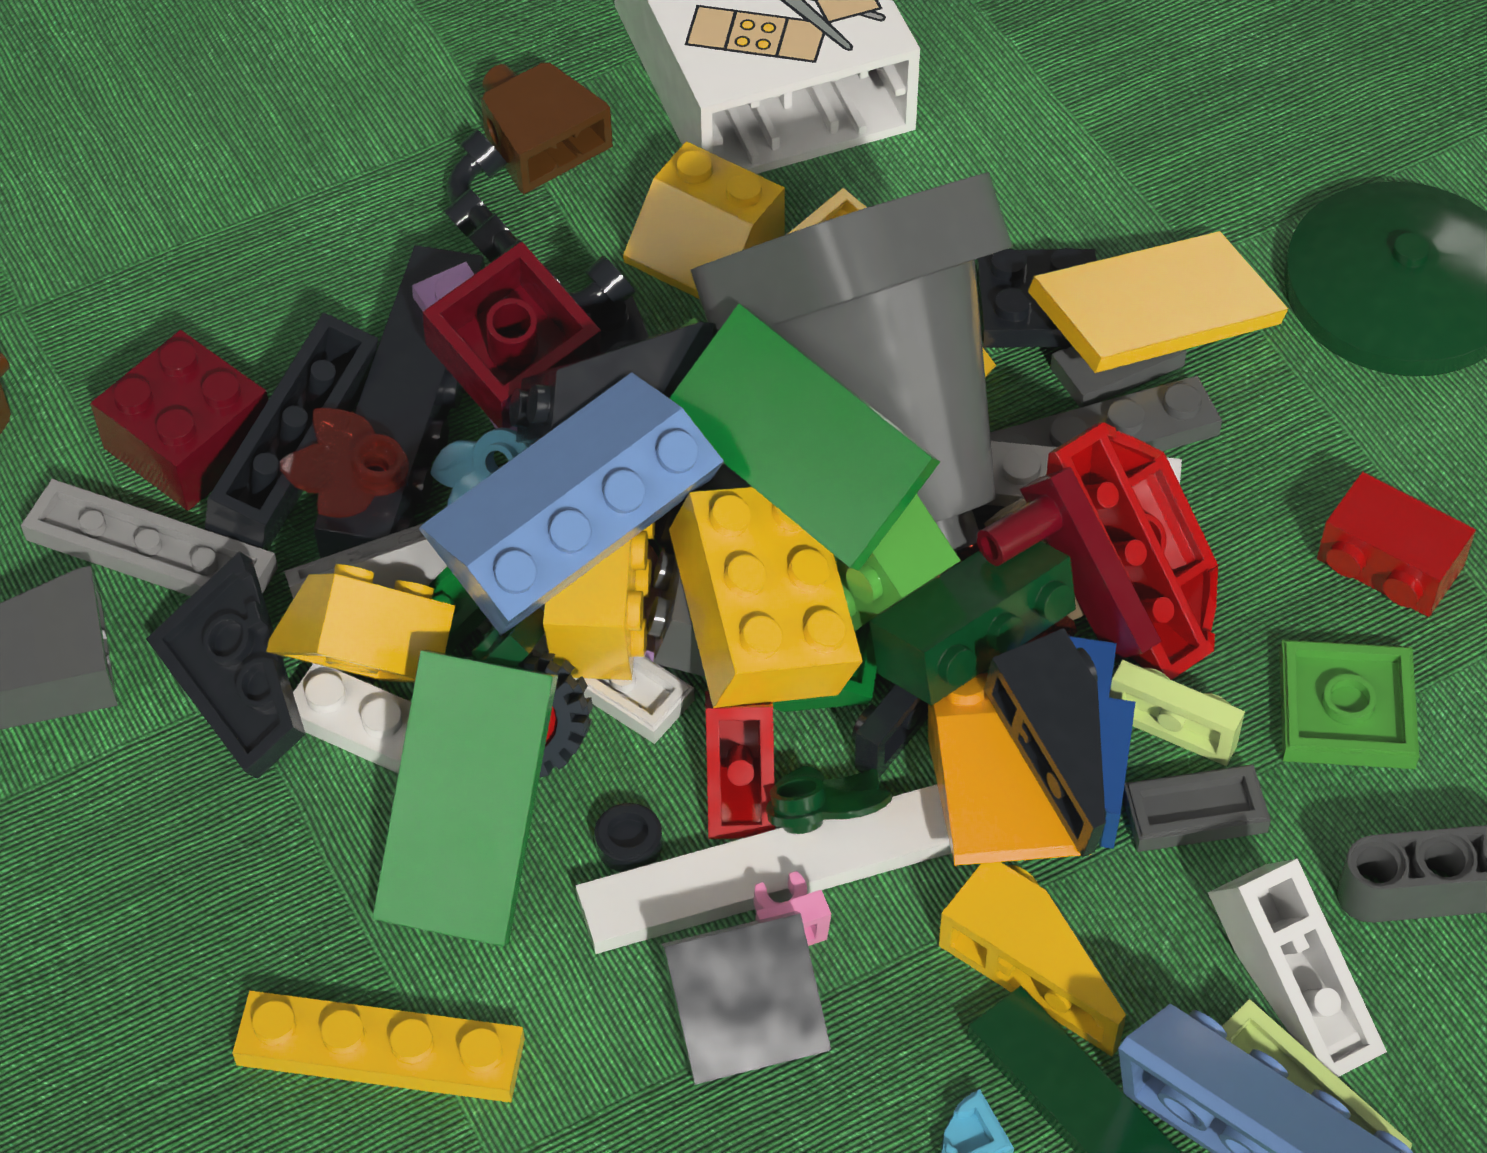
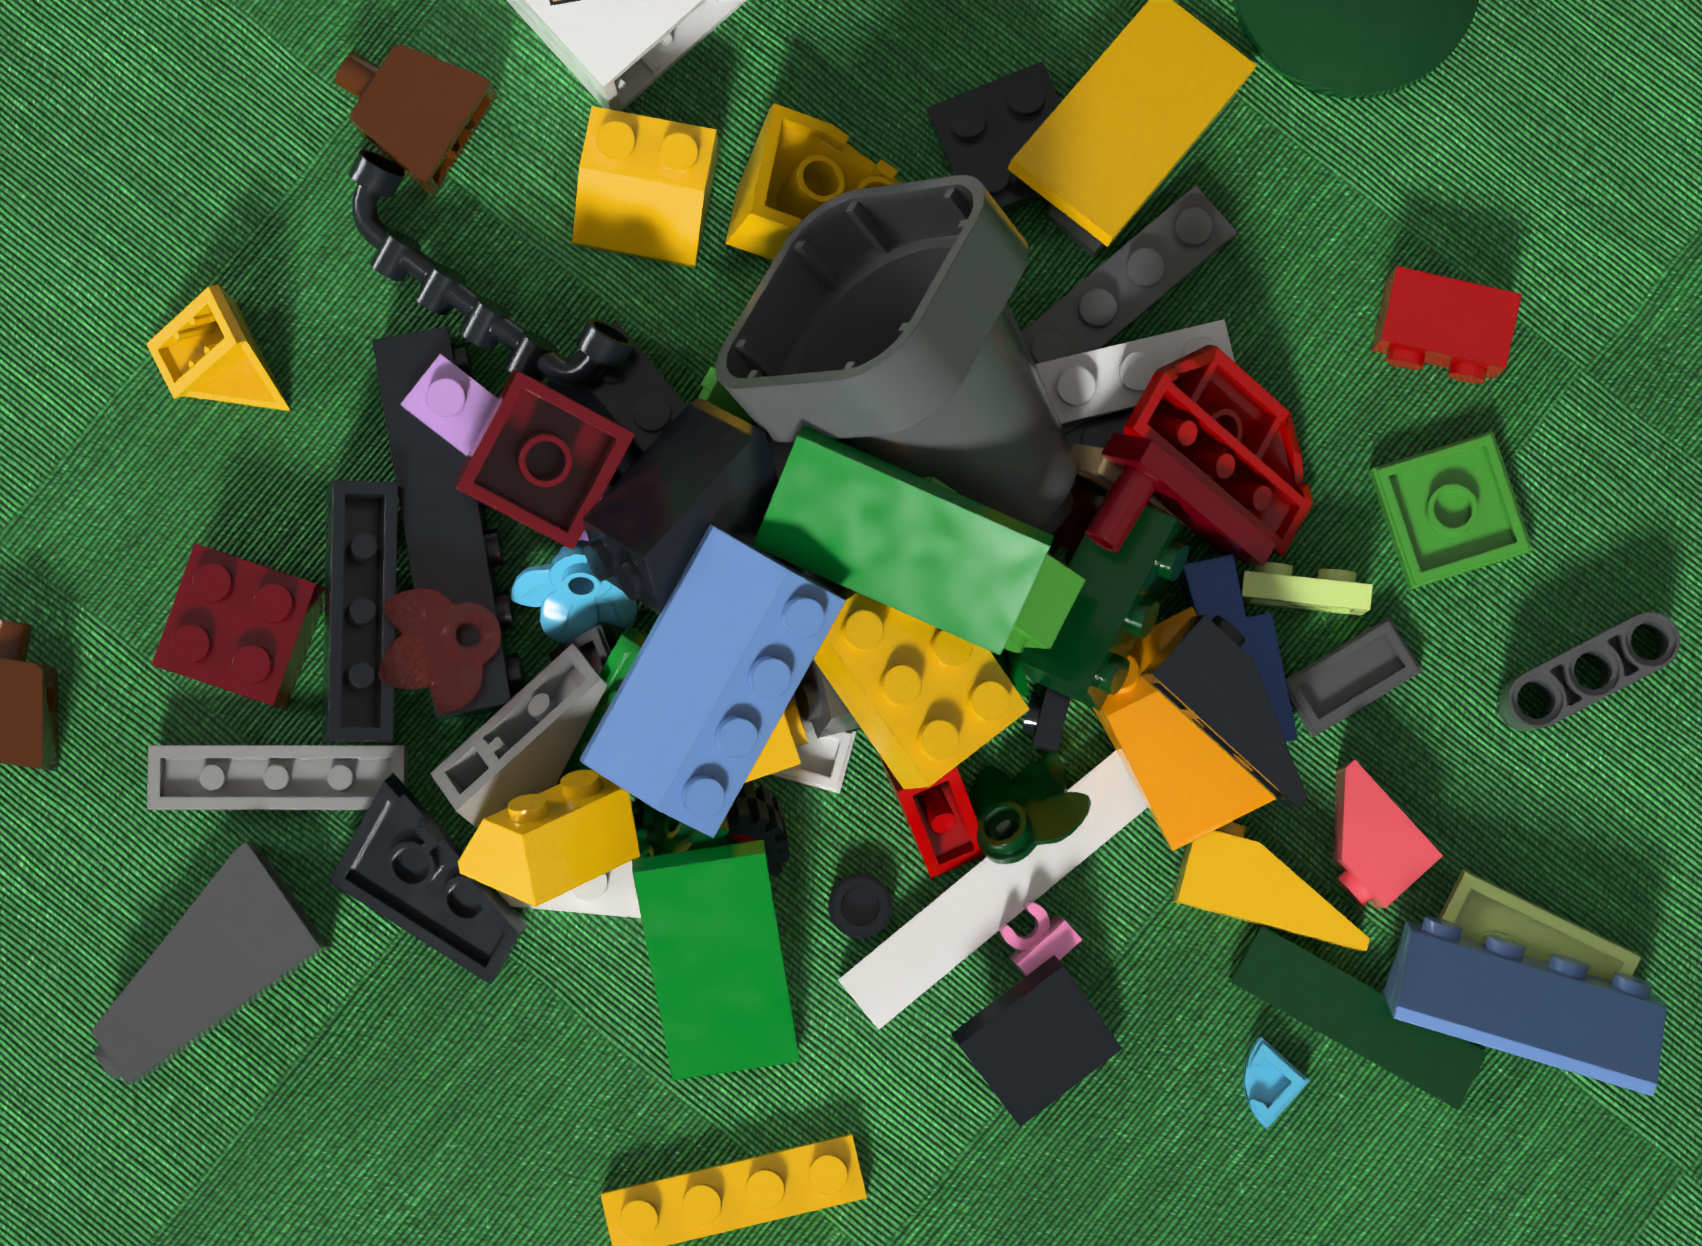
camera: 20 degrees left, 30 degrees up
(278, 229) = (214, 356): none -> yellow slope
(1170, 947) = (1375, 841): none -> coral slope
(1297, 963) = (1491, 814): white slope -> none

